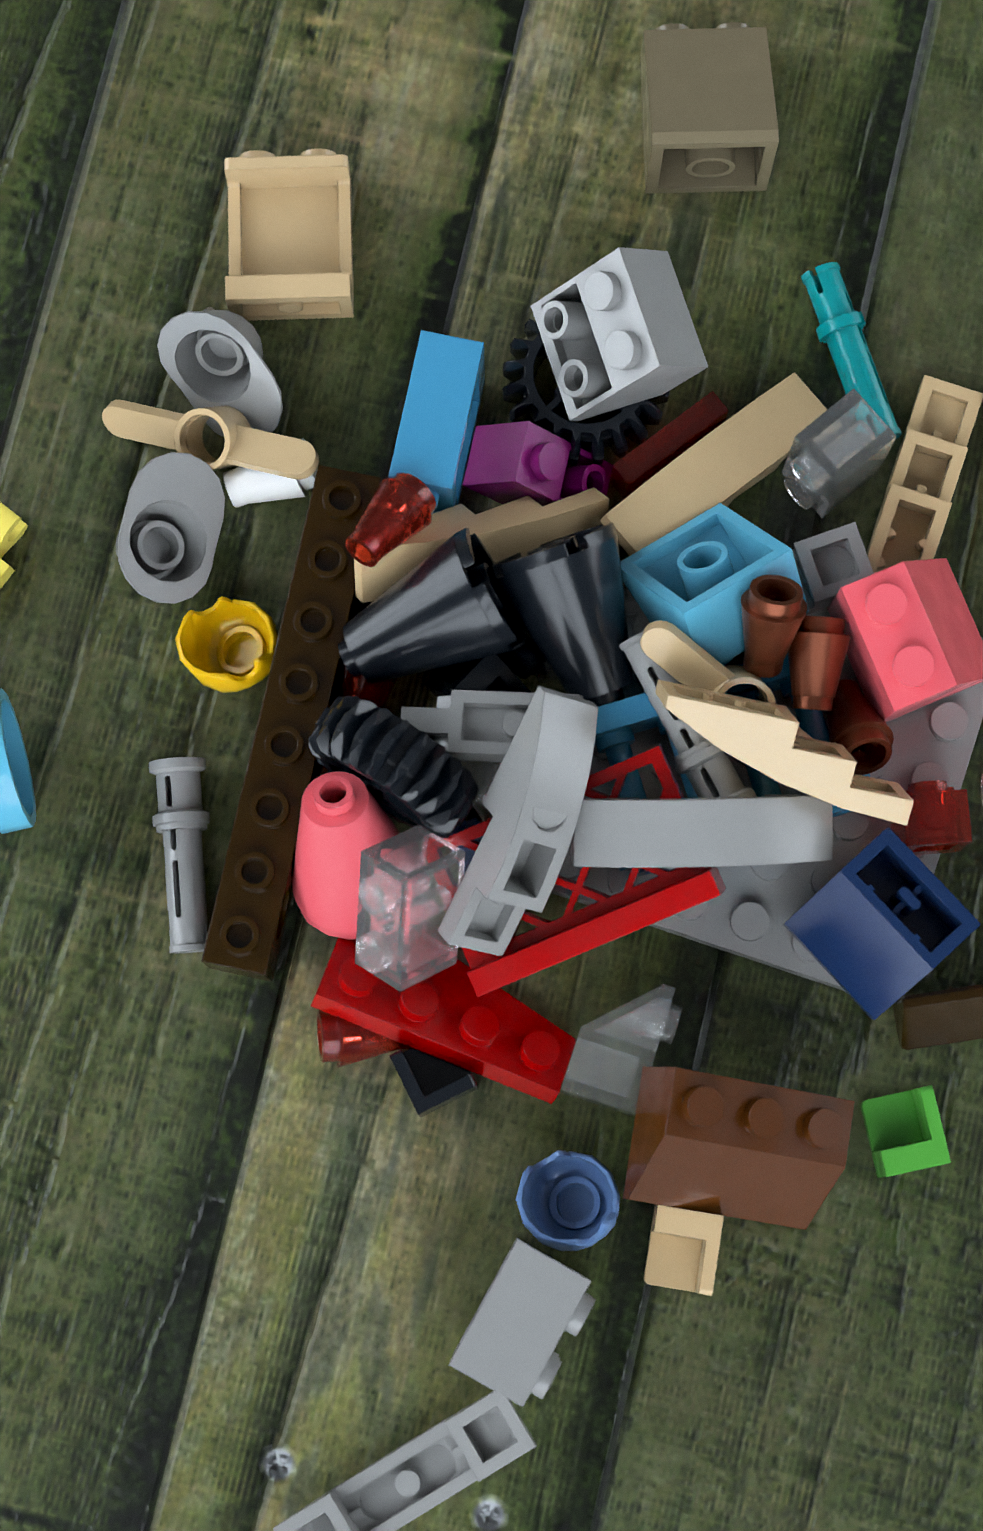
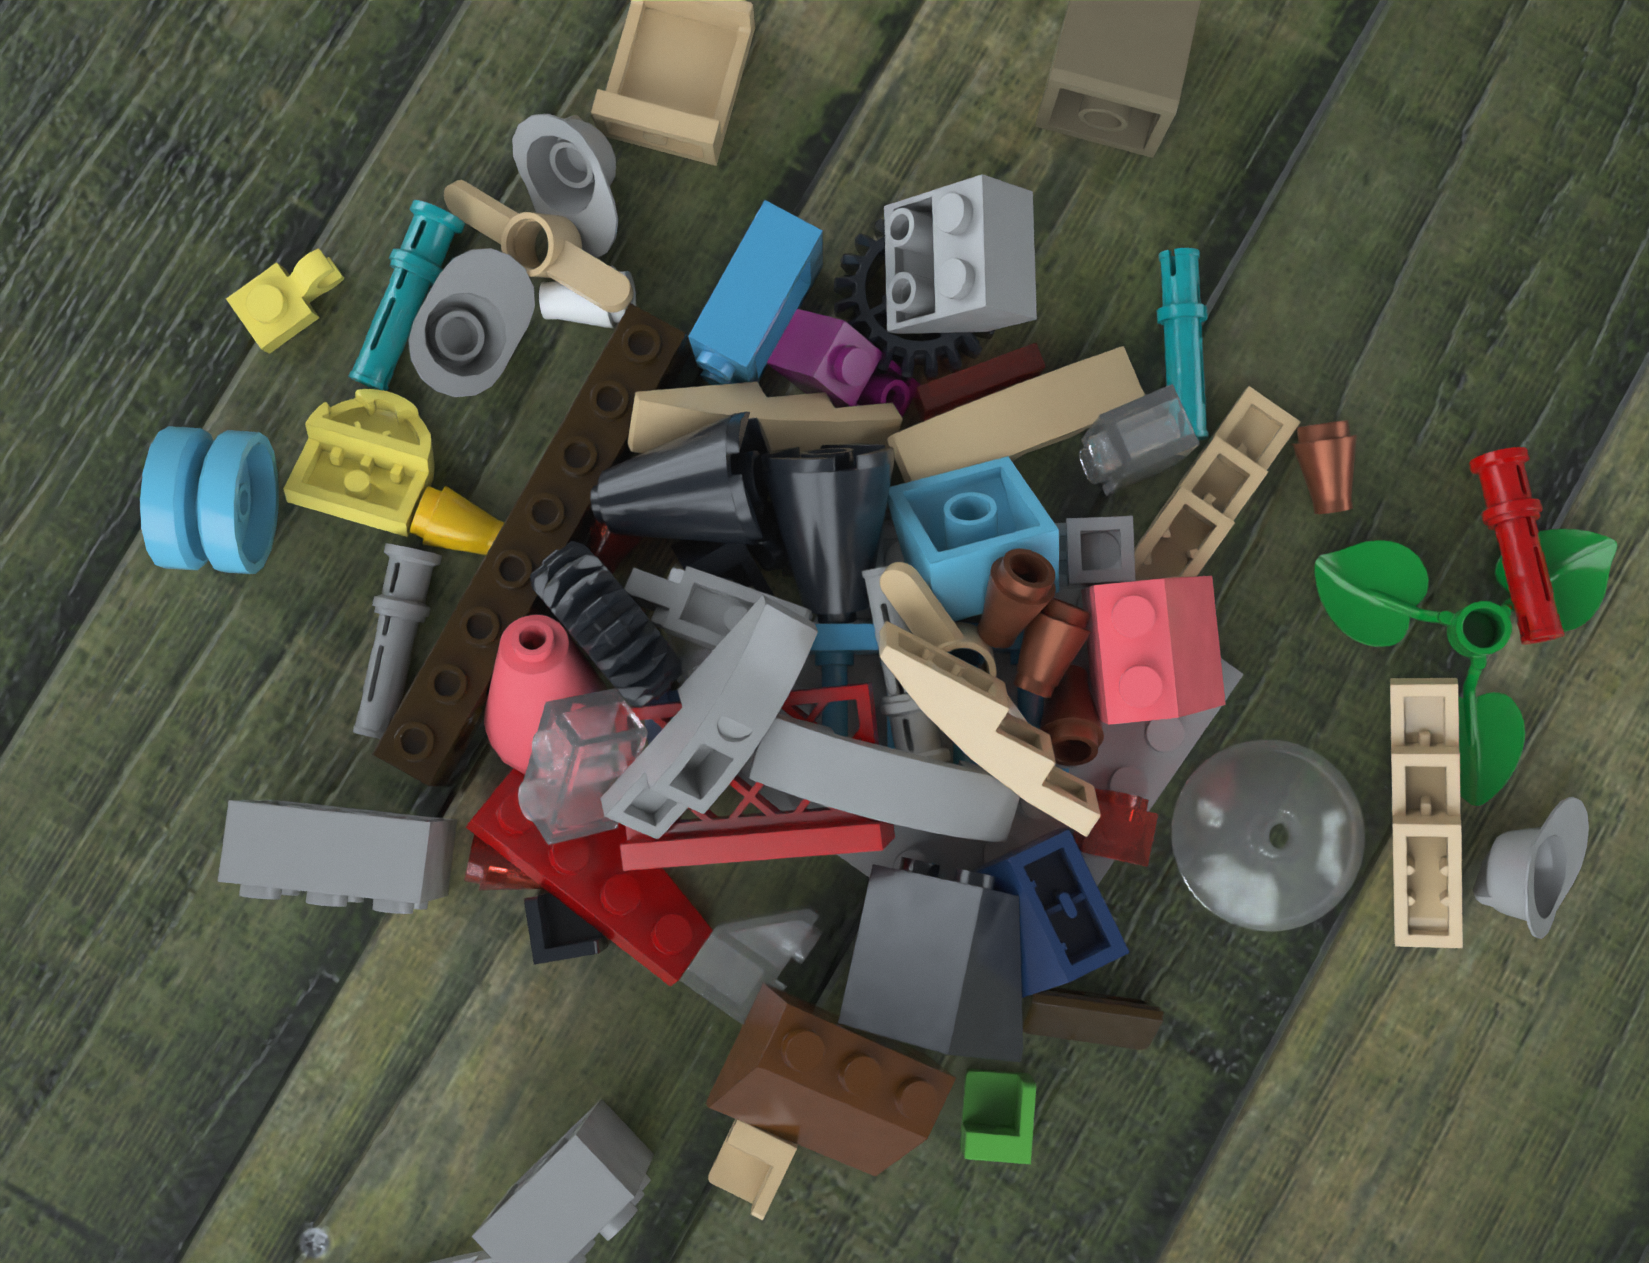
camera: 15 degrees right, 5 degrees up
(97, 496) = (415, 270): none -> teal pin
(104, 691) = (365, 461): none -> light yellow slope
(196, 1065) = (336, 854): none -> light grey brick
(210, 724) = (454, 522): none -> yellow cone
(228, 644) = (493, 451): yellow hair -> none
(392, 517) = (676, 380): clear red cone -> none
(568, 1200) = (655, 1085): medium blue hair -> none
(804, 992) = (938, 963): none -> black slope

